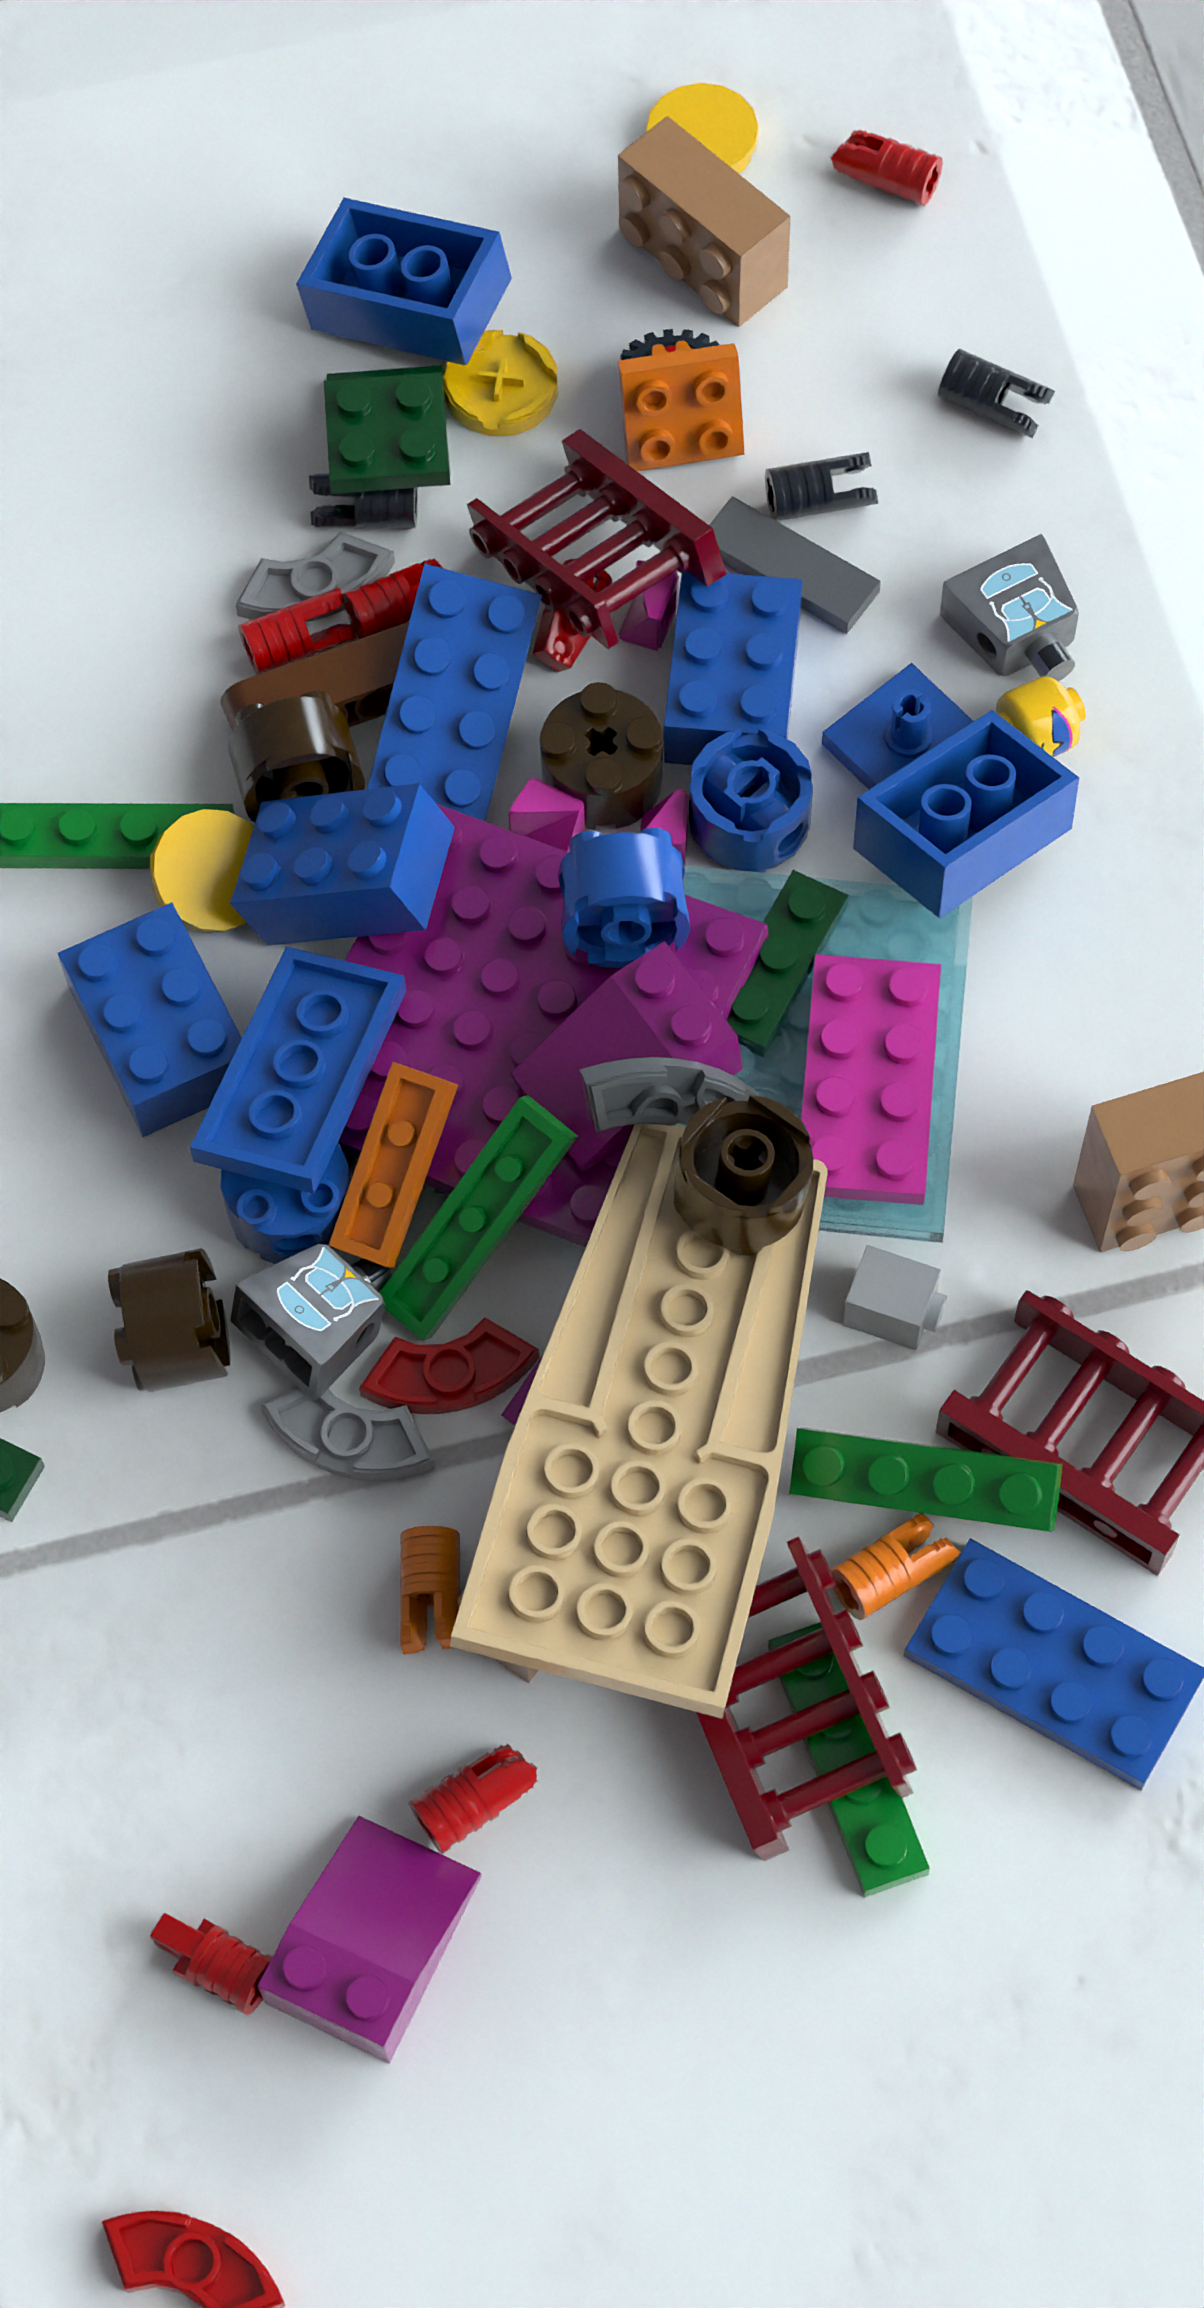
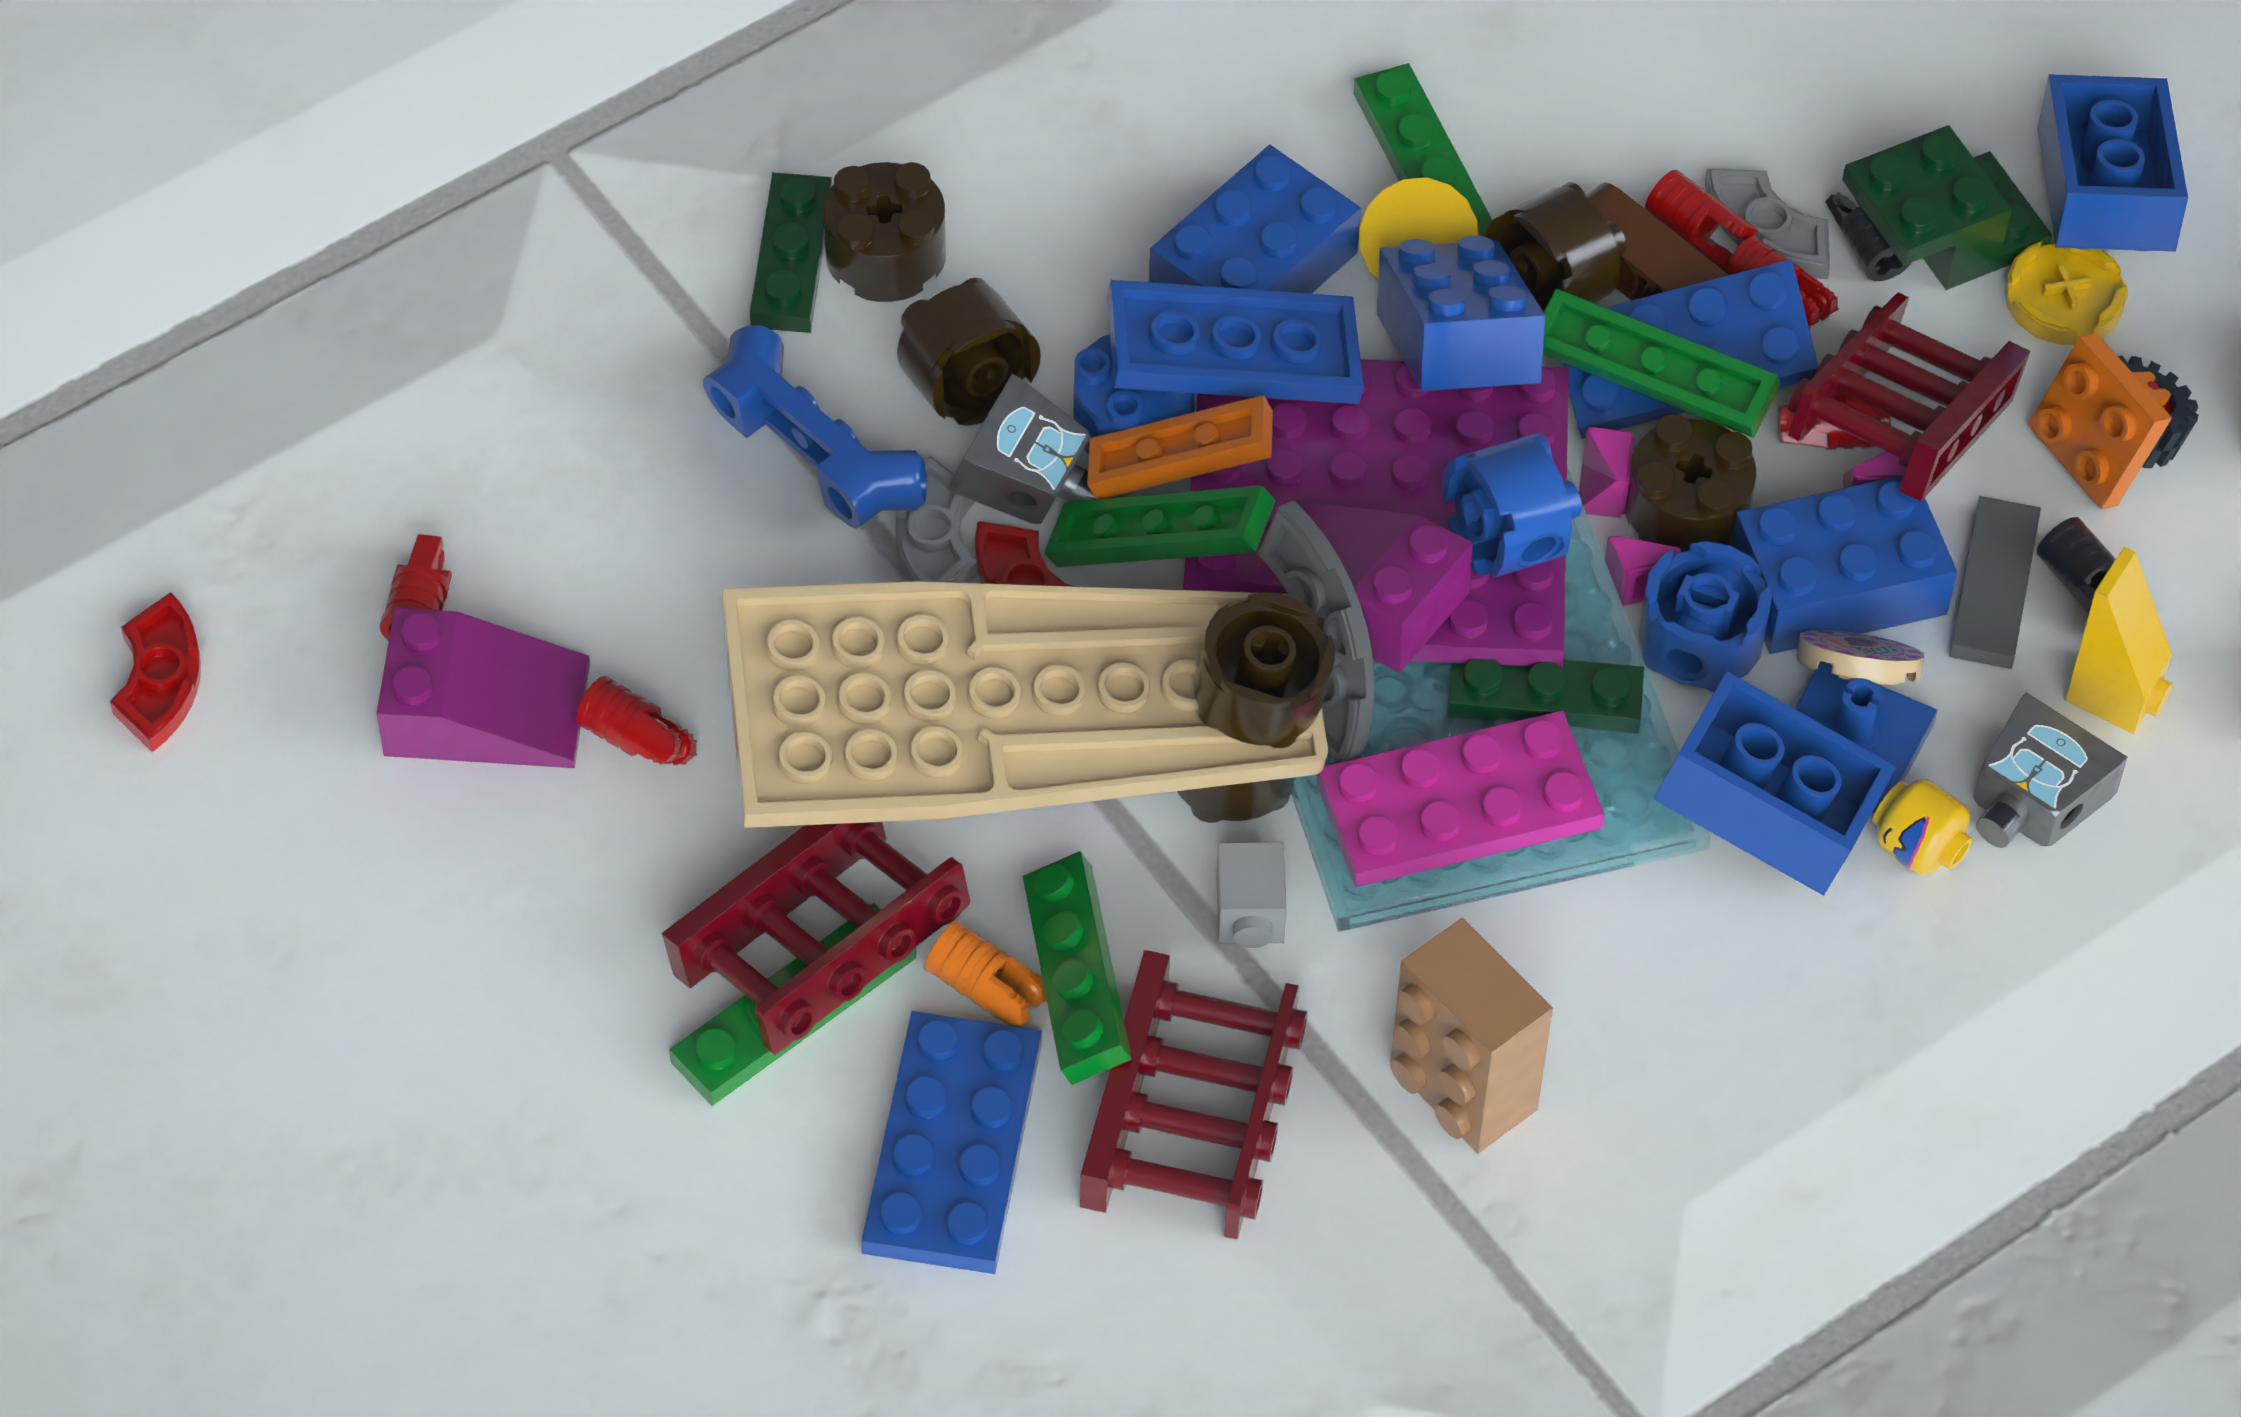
camera: 65 degrees right, 10 degrees down
(110, 1544) = (851, 478): none -> blue plate
(483, 717) = (1658, 363): none -> green plate
(845, 693) = (1861, 656): none -> tan tile
(932, 497) = (2122, 650): none -> yellow slope

